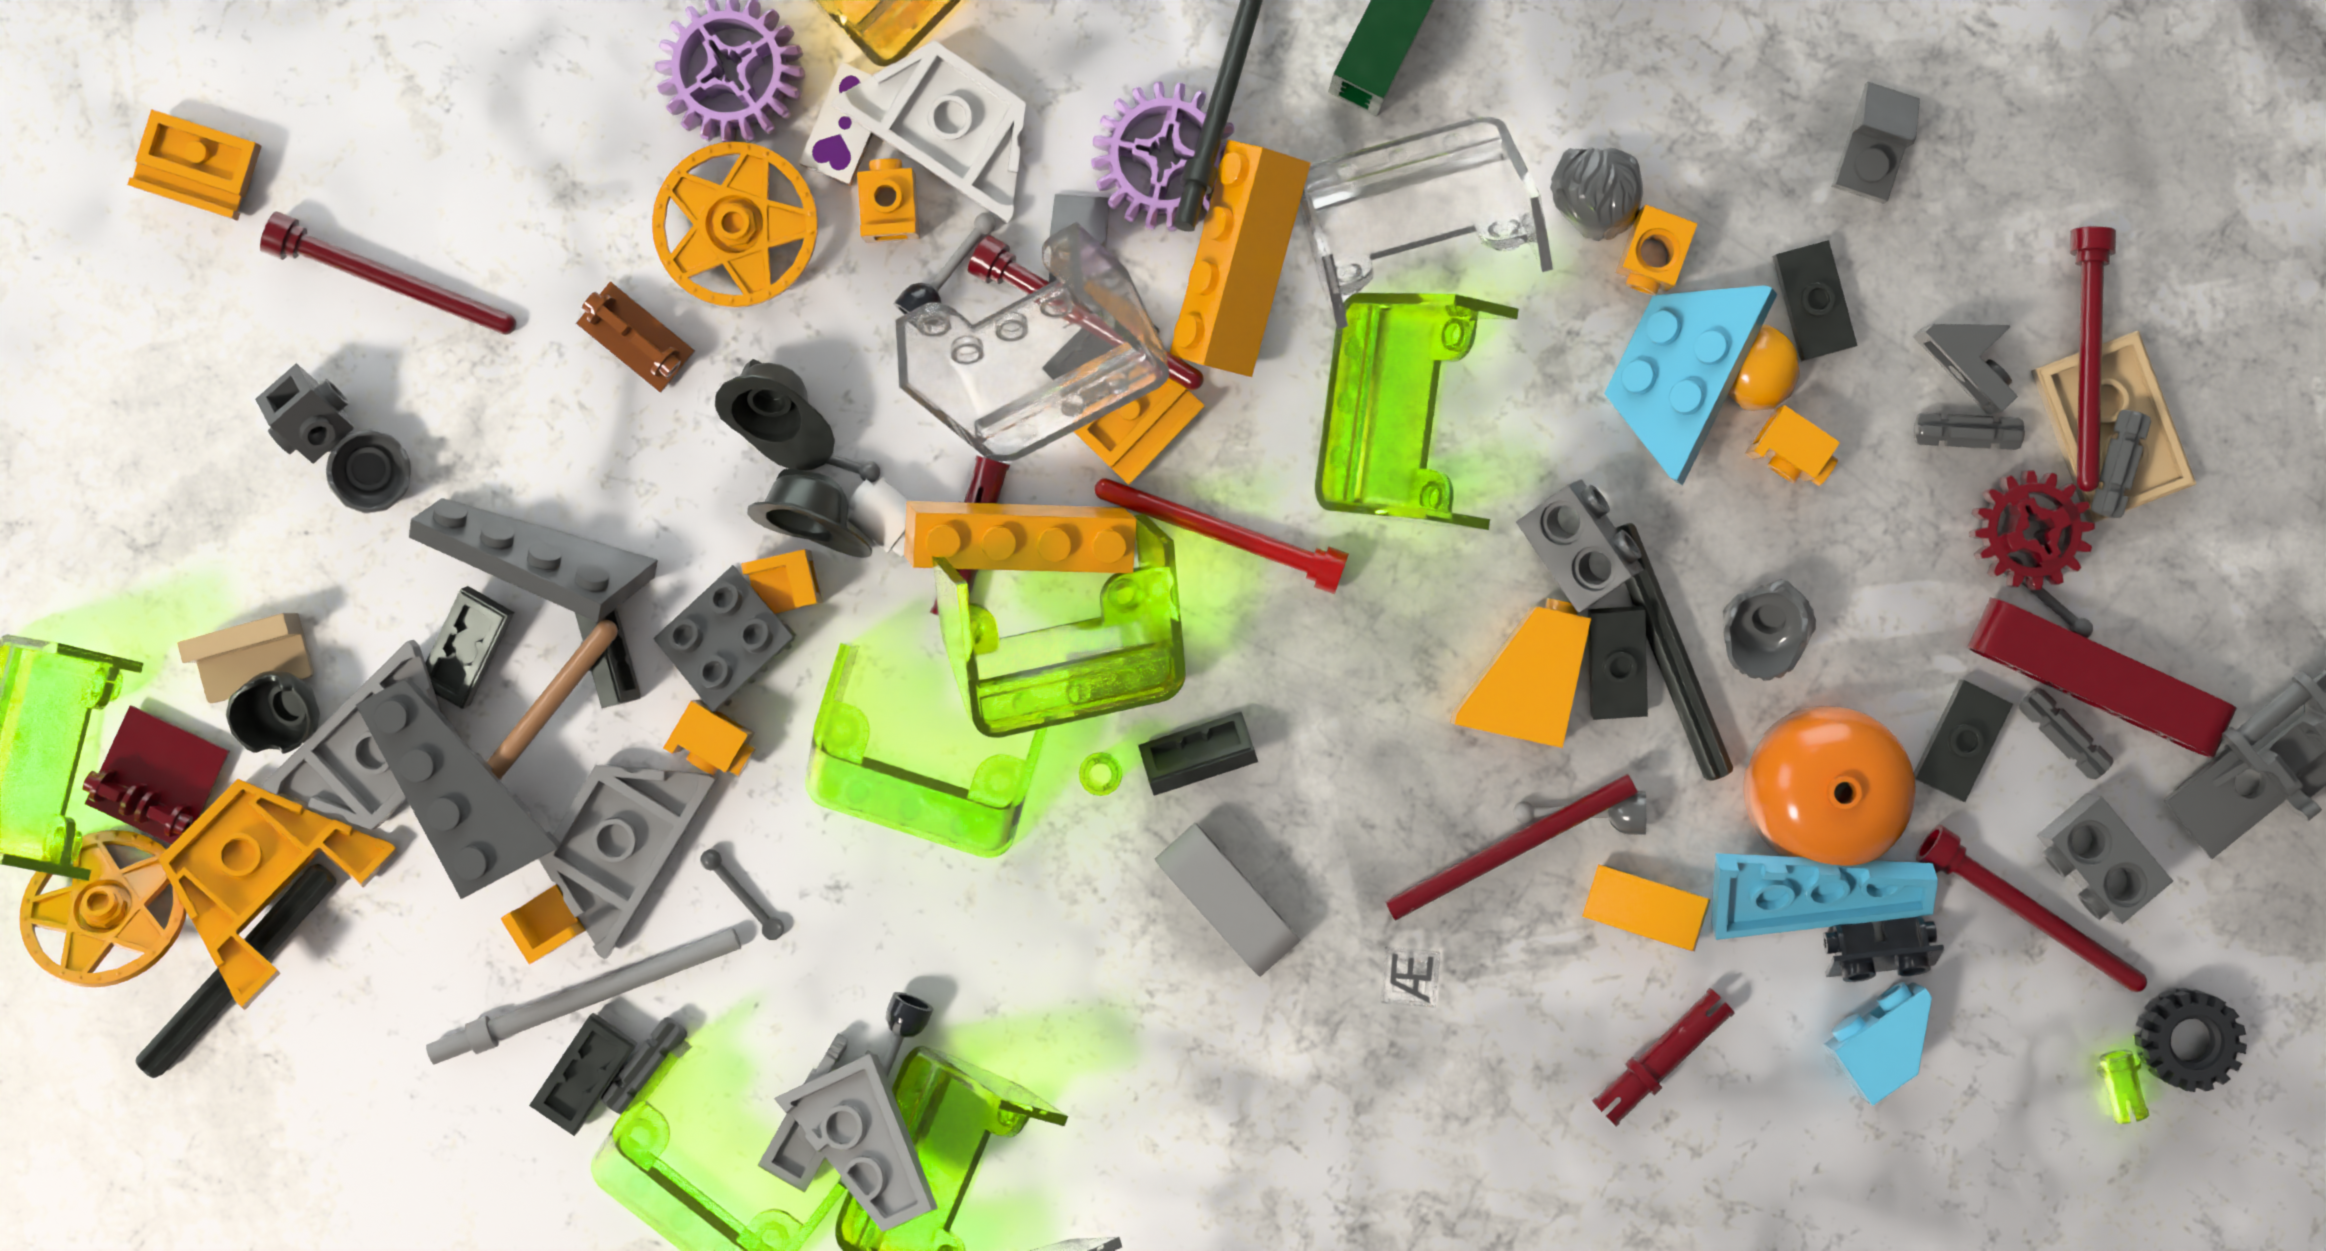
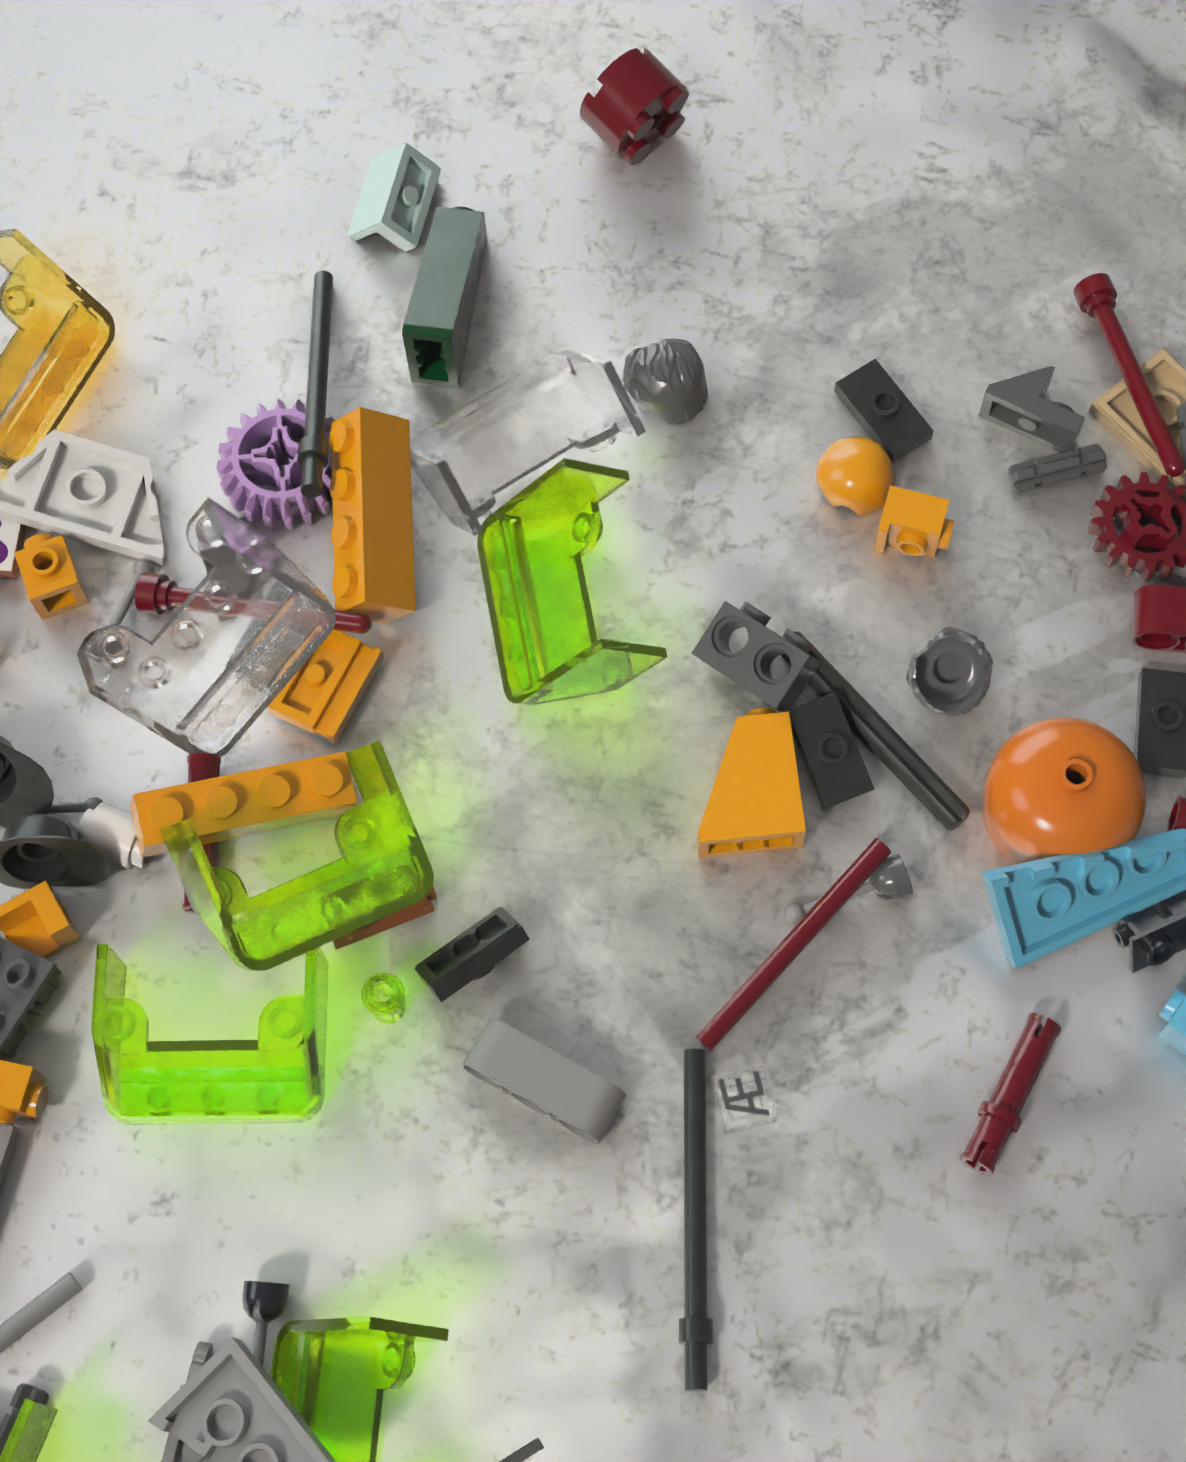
camera: 15 degrees left, 20 degrees down
(771, 927) = (108, 1259): dark grey hinge -> none
(1293, 1170) = (695, 1327): none -> pearl dark grey bar
(1321, 567) = (532, 755): red piece -> none
(1646, 907) = (940, 959): light orange slope -> none
(1665, 228) = (732, 390): light orange brick -> none
(1684, 368) = (792, 488): medium azure wing -> none
(1876, 142) = (885, 280): dark grey slope -> none

